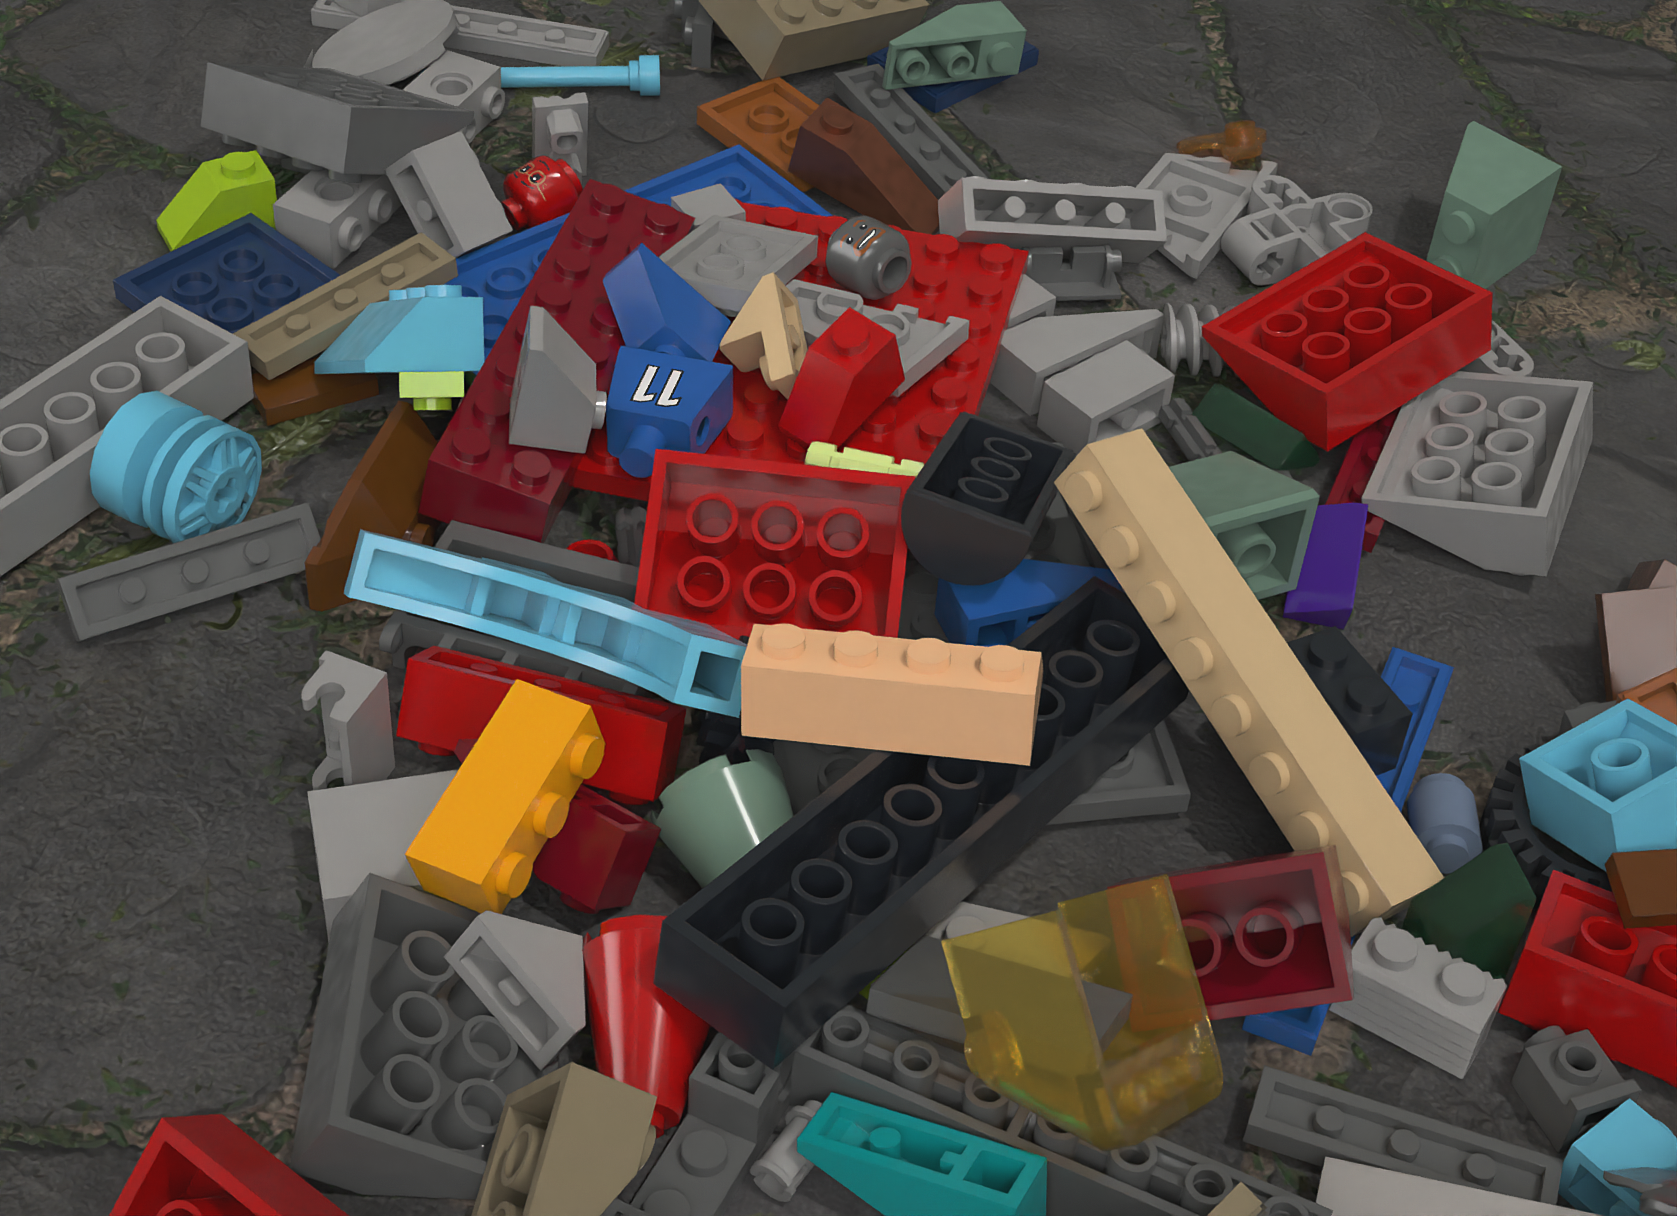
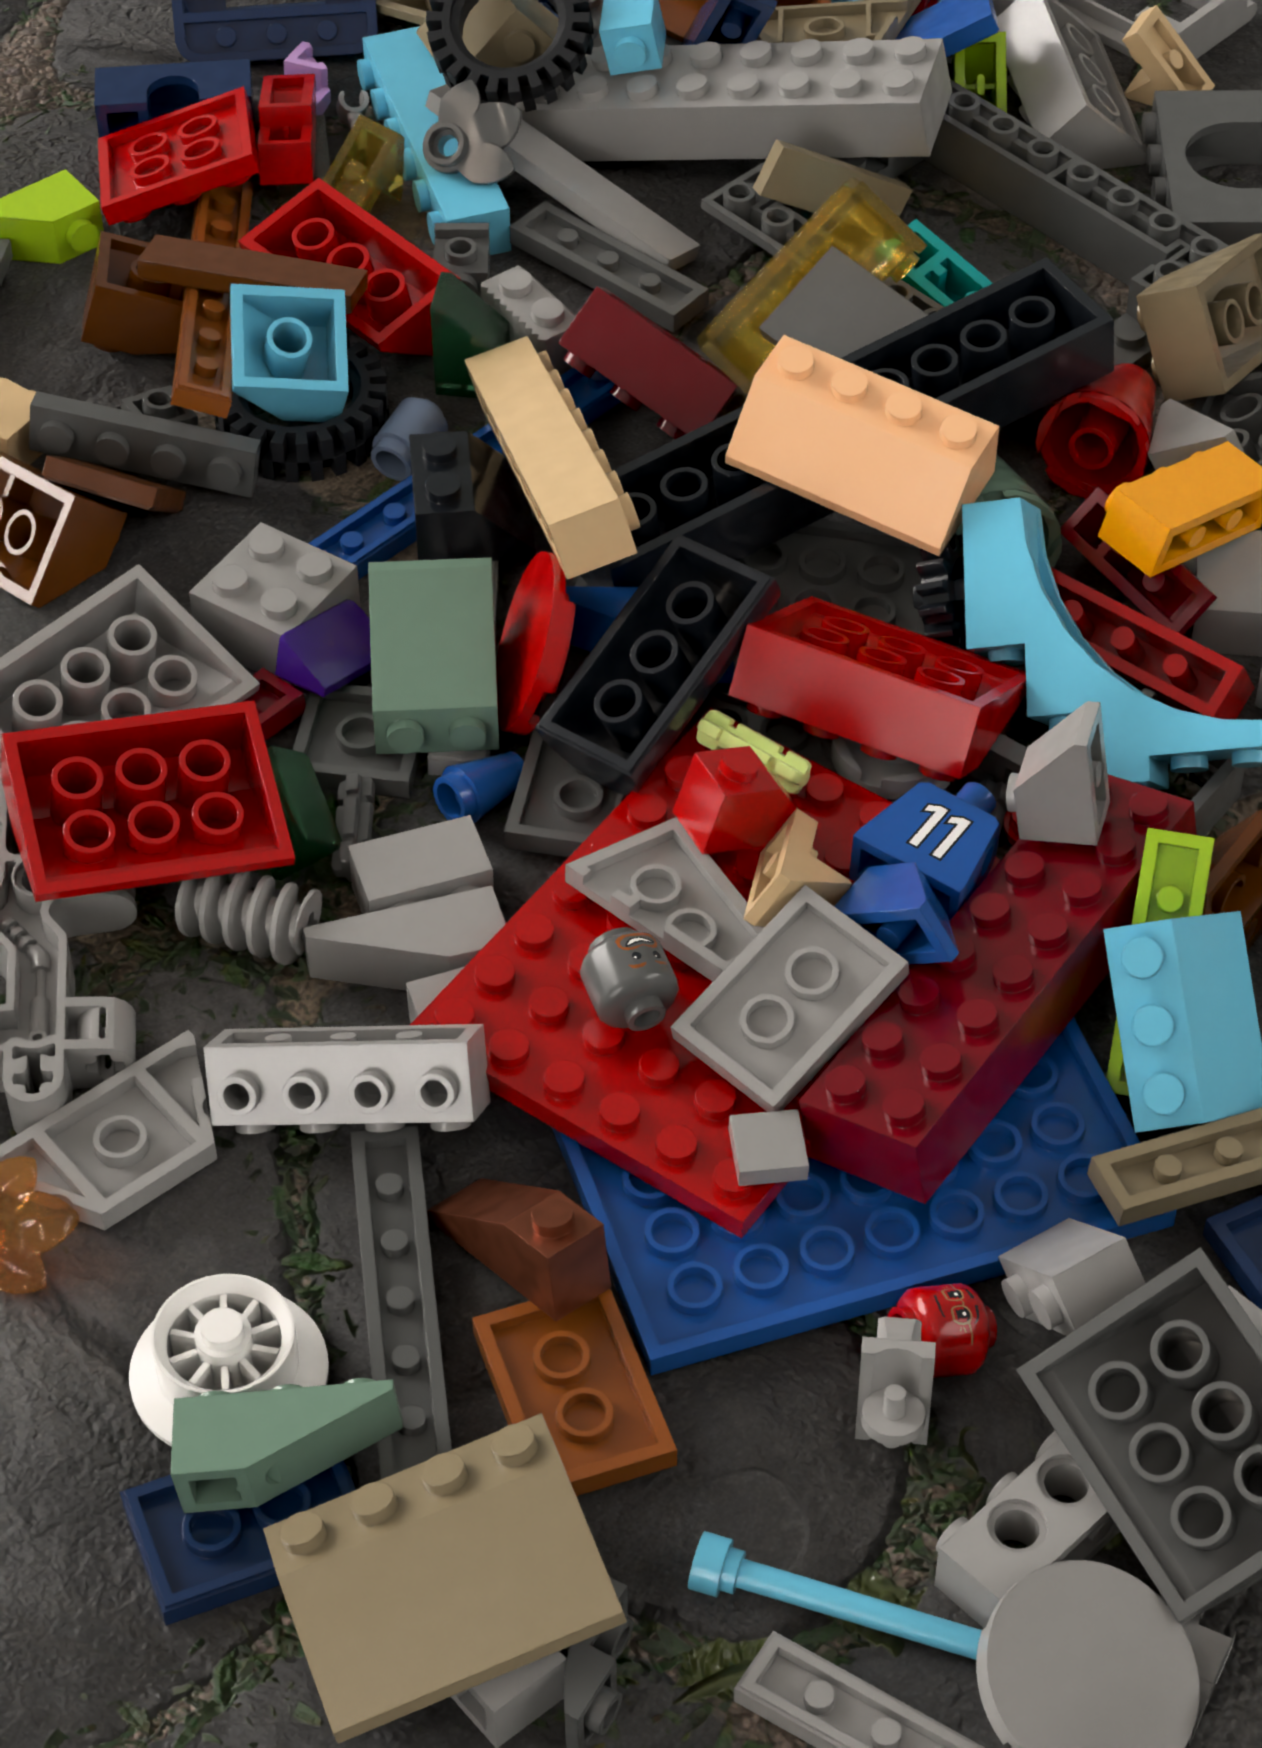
camera: 155 degrees left, 5 degrees up
(1021, 109) = (222, 1337): none -> white piece
(1420, 593) = (266, 590): none -> light grey brick

